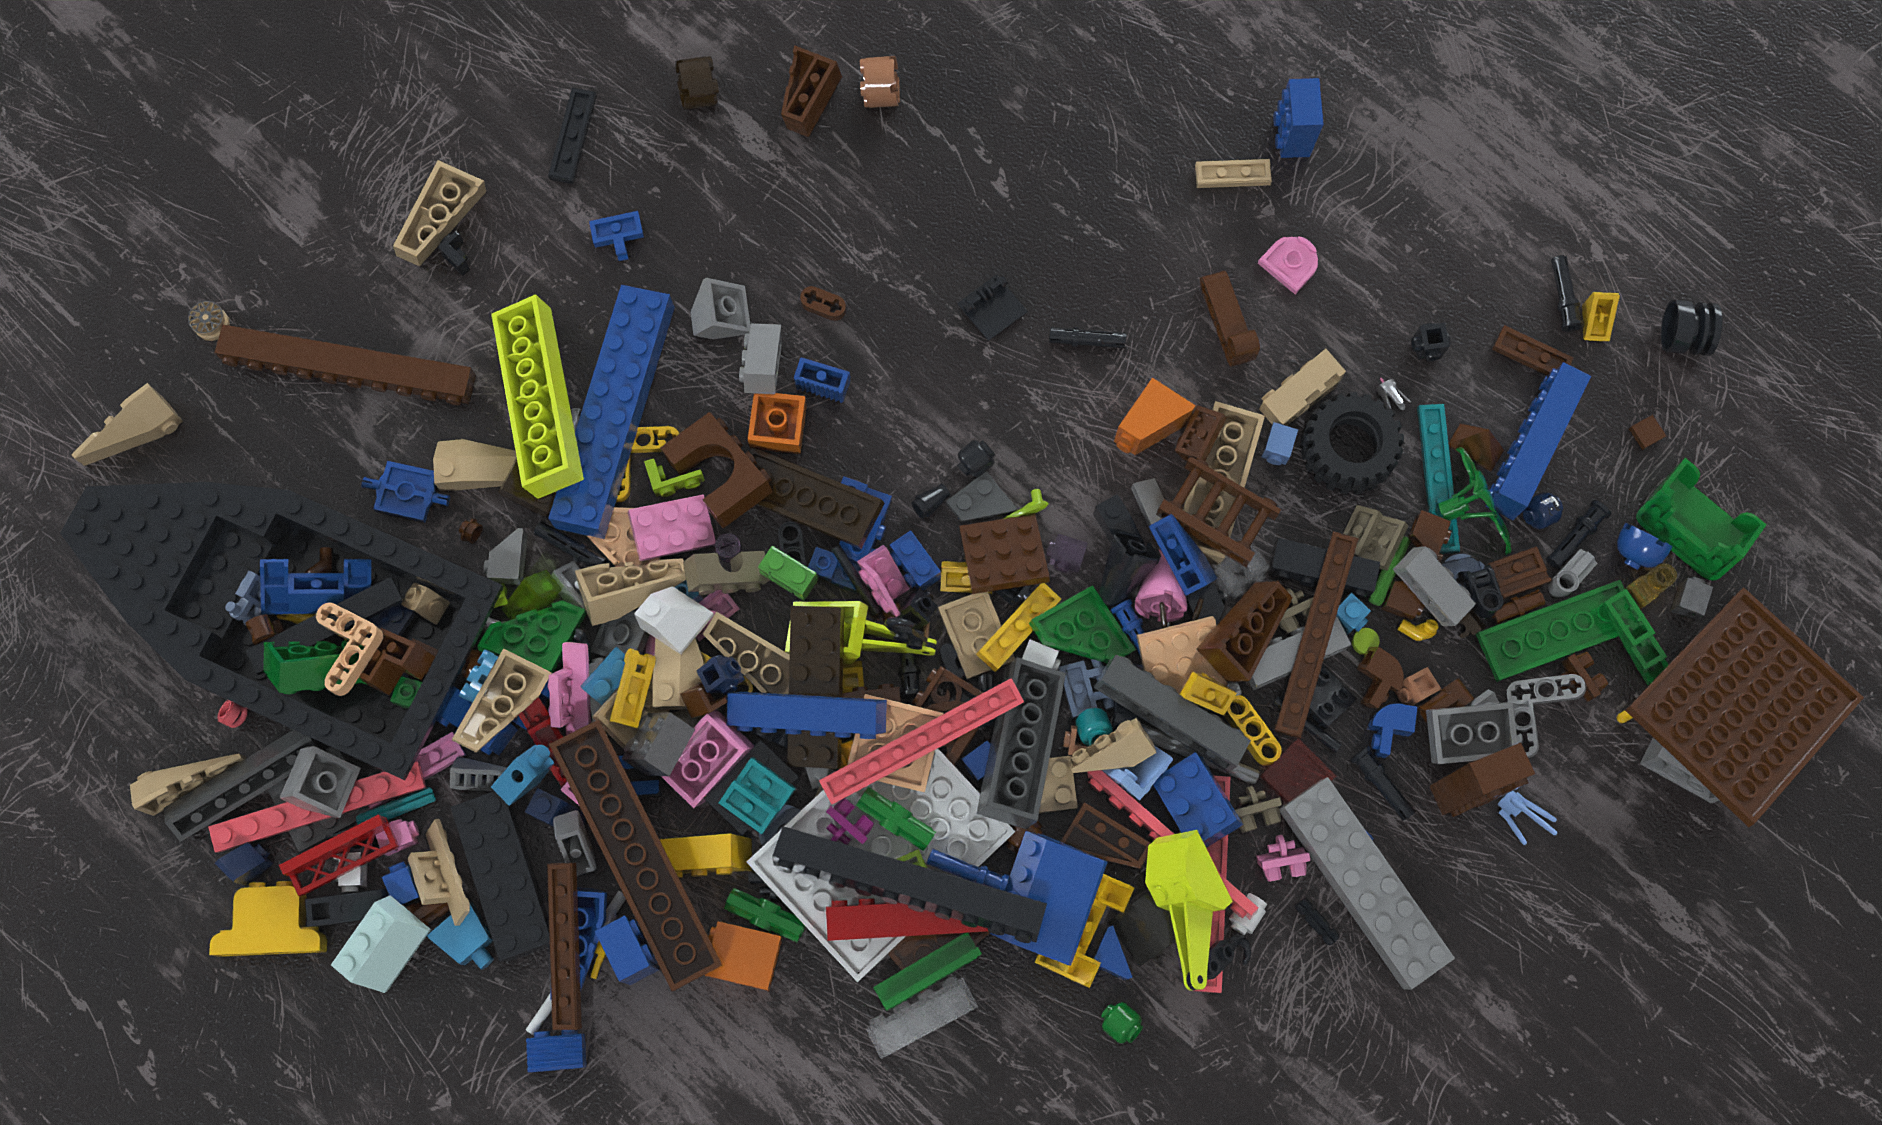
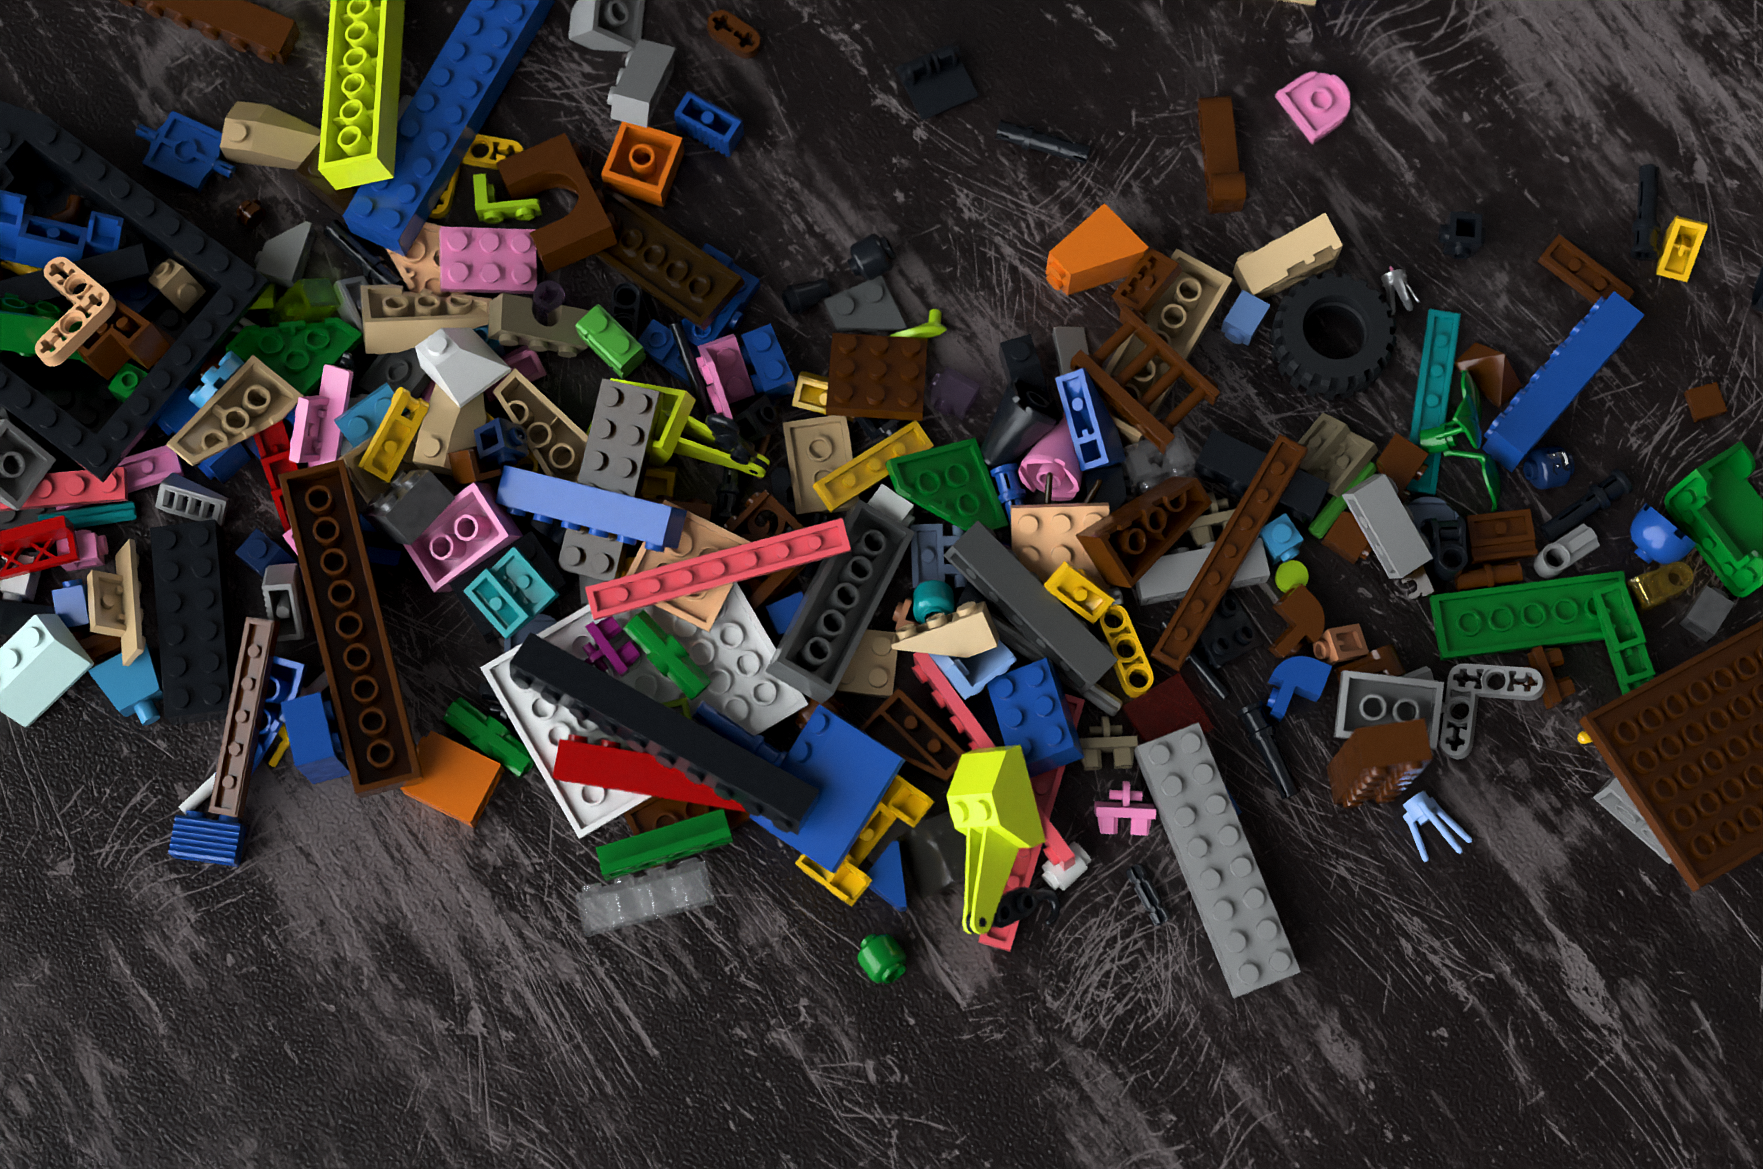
camera: 15 degrees right, 0 degrees up
(533, 765) = (258, 503): dark azure torso -> none
(709, 854) = (439, 650): yellow wedge -> none
(1419, 632) = (1360, 580): yellow arm -> none

